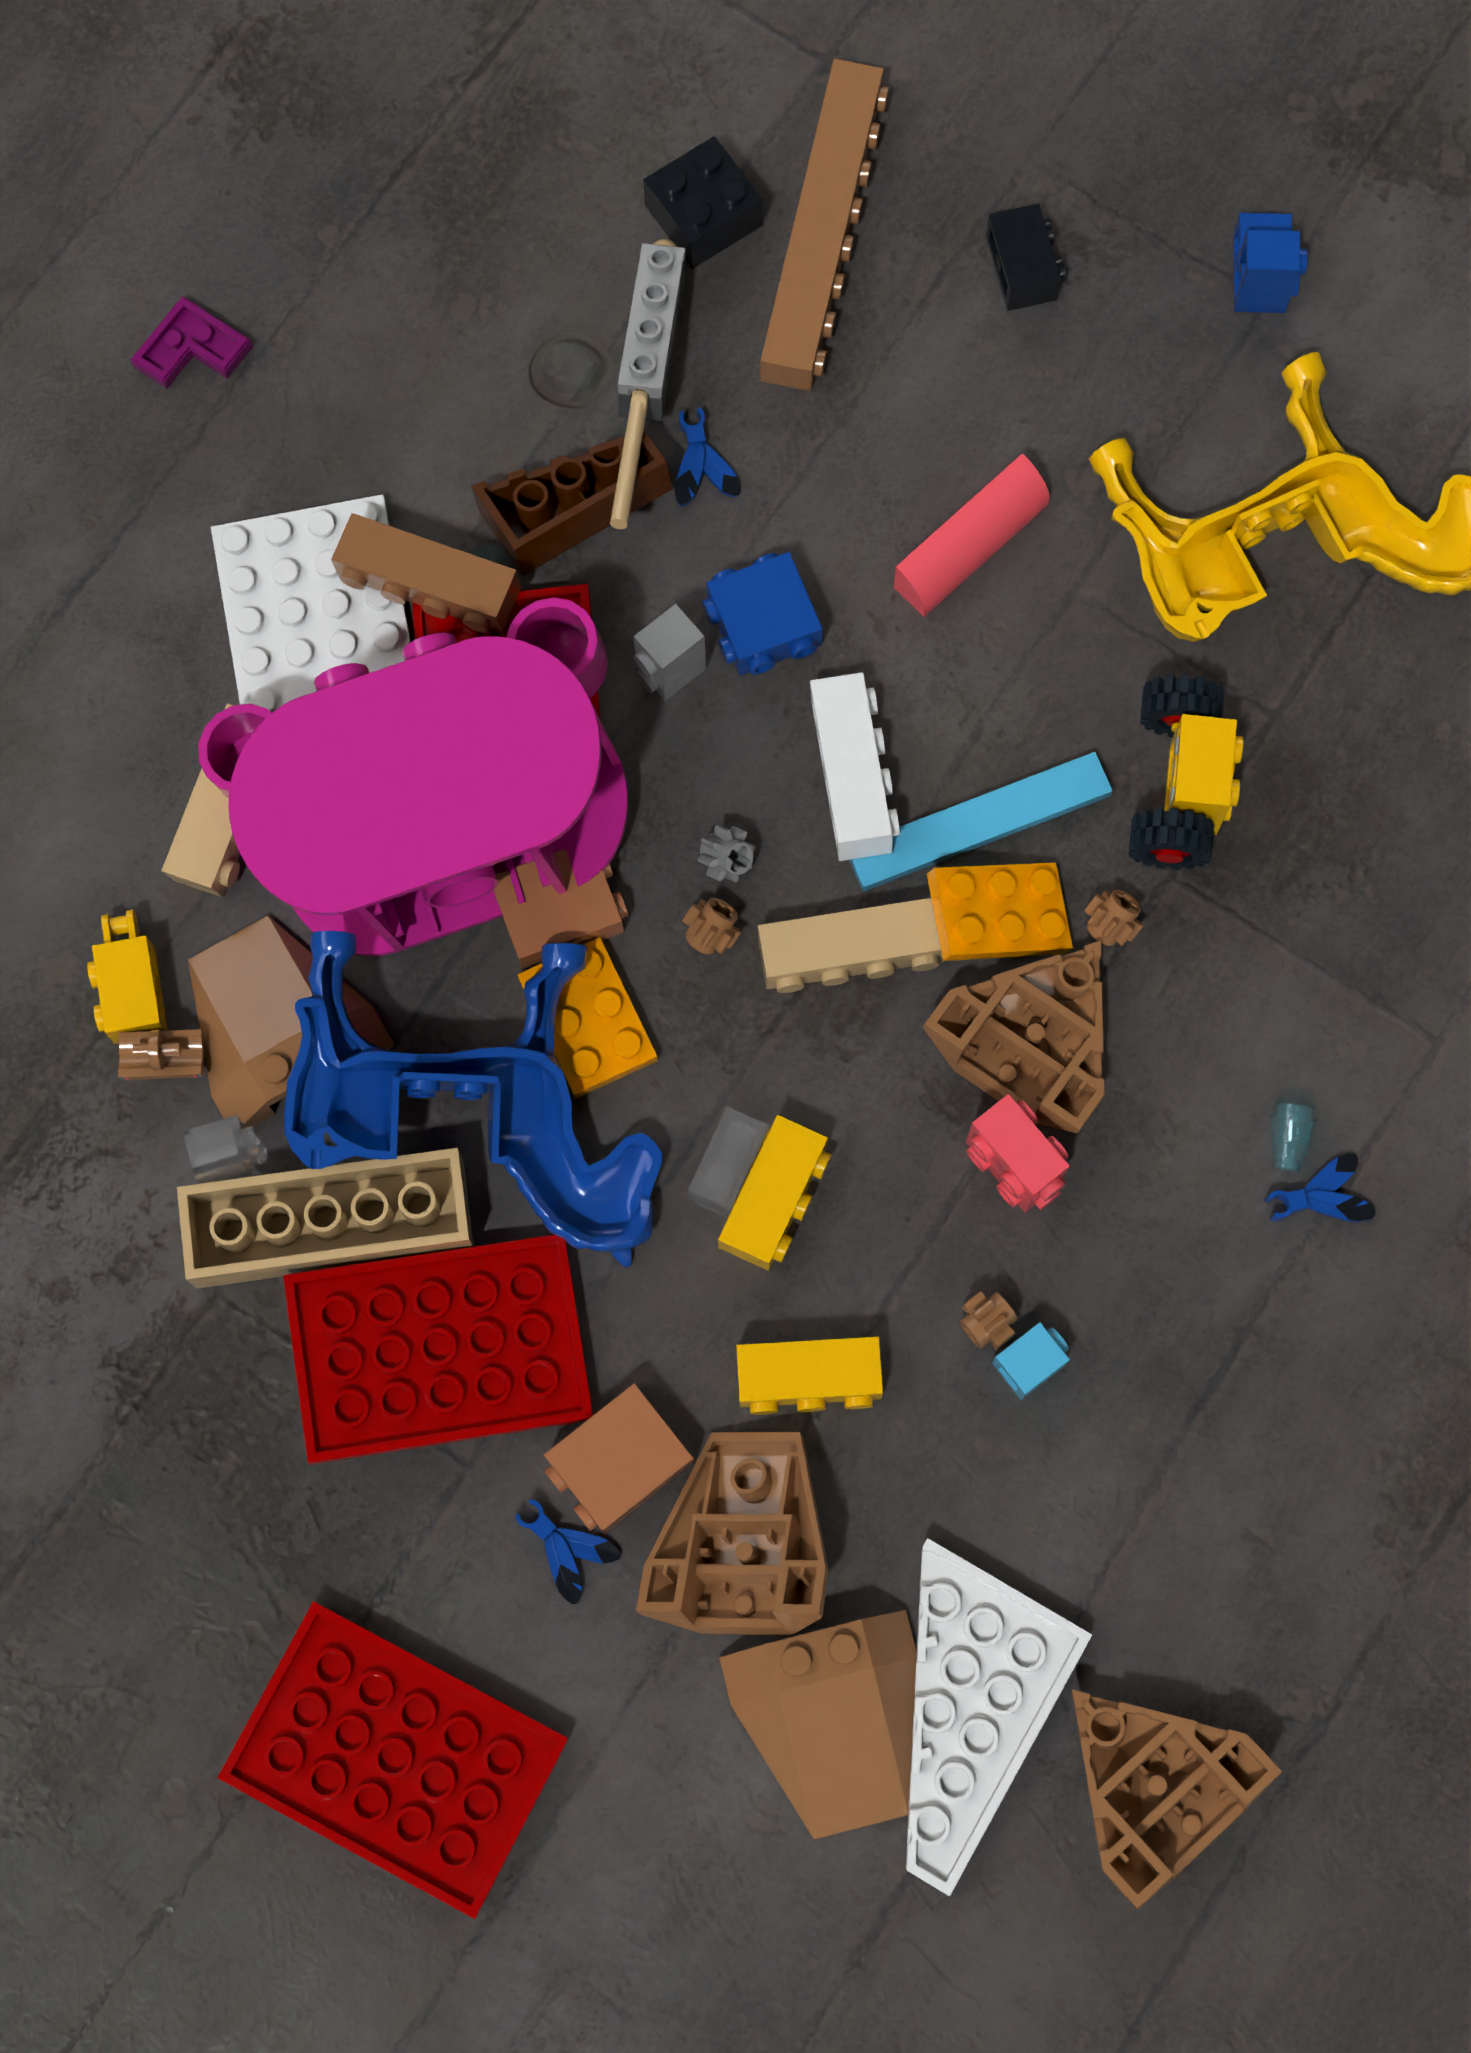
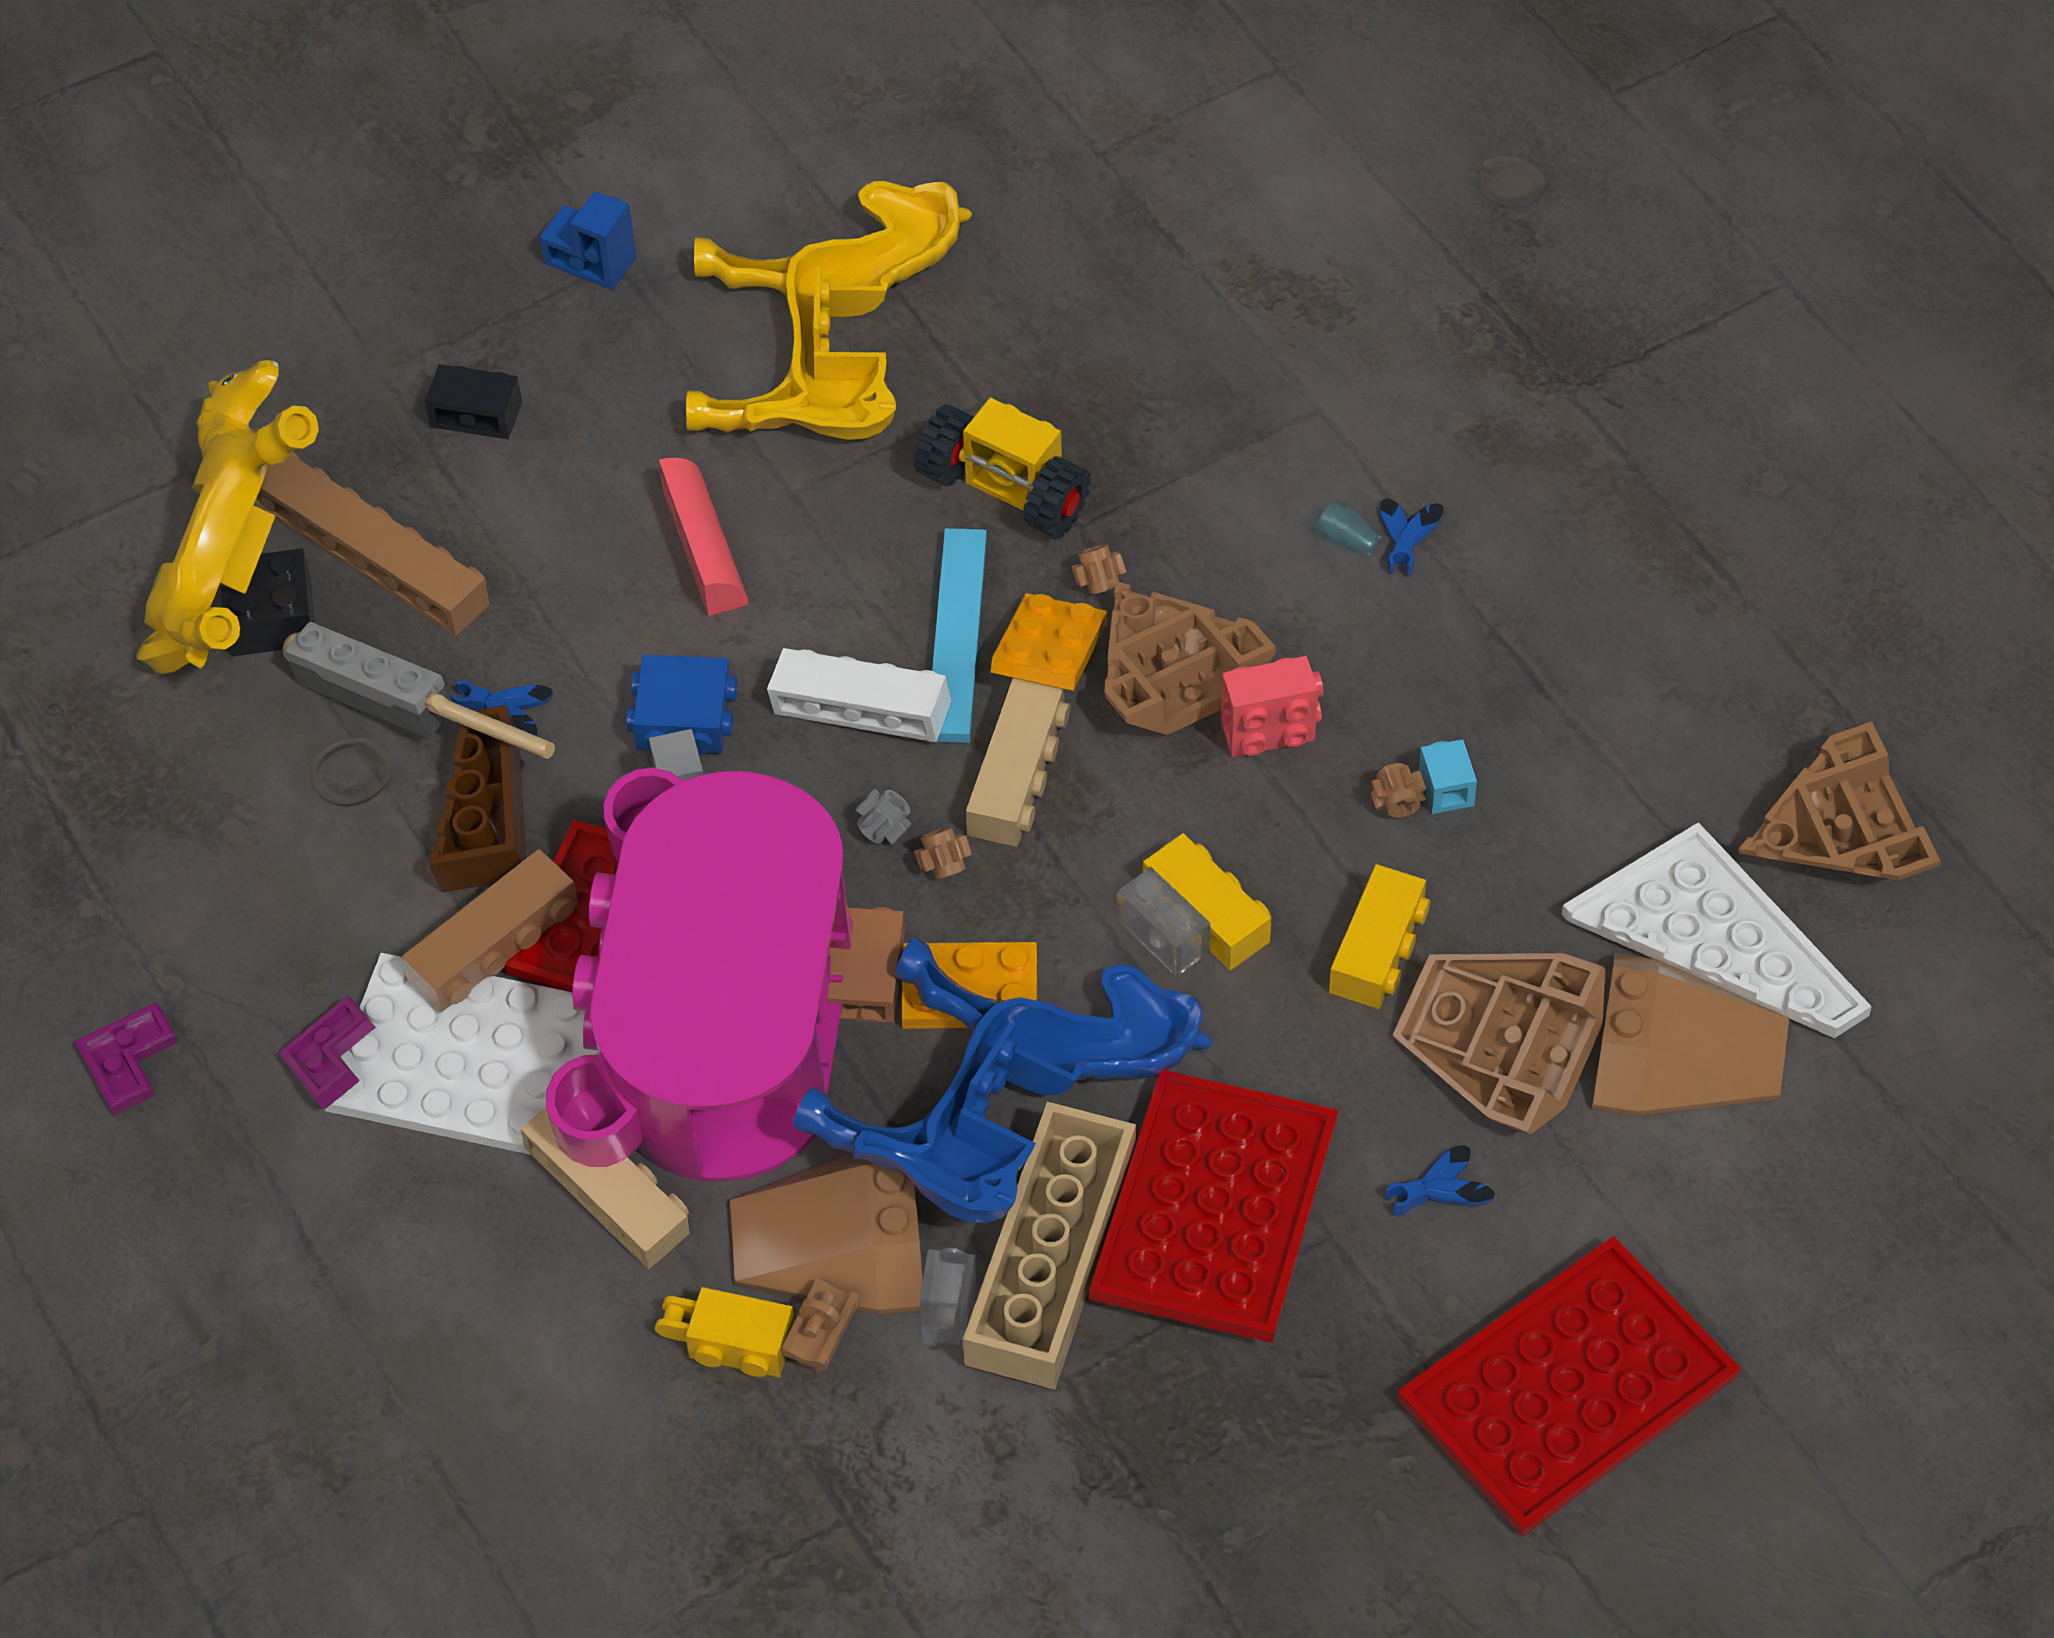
camera: 65 degrees left, 20 degrees down
(251, 496) = (318, 1052): none -> magenta tile
(617, 1460) = (1384, 1106): nougat brick -> none
(714, 119) = (225, 527): none -> yellow animal

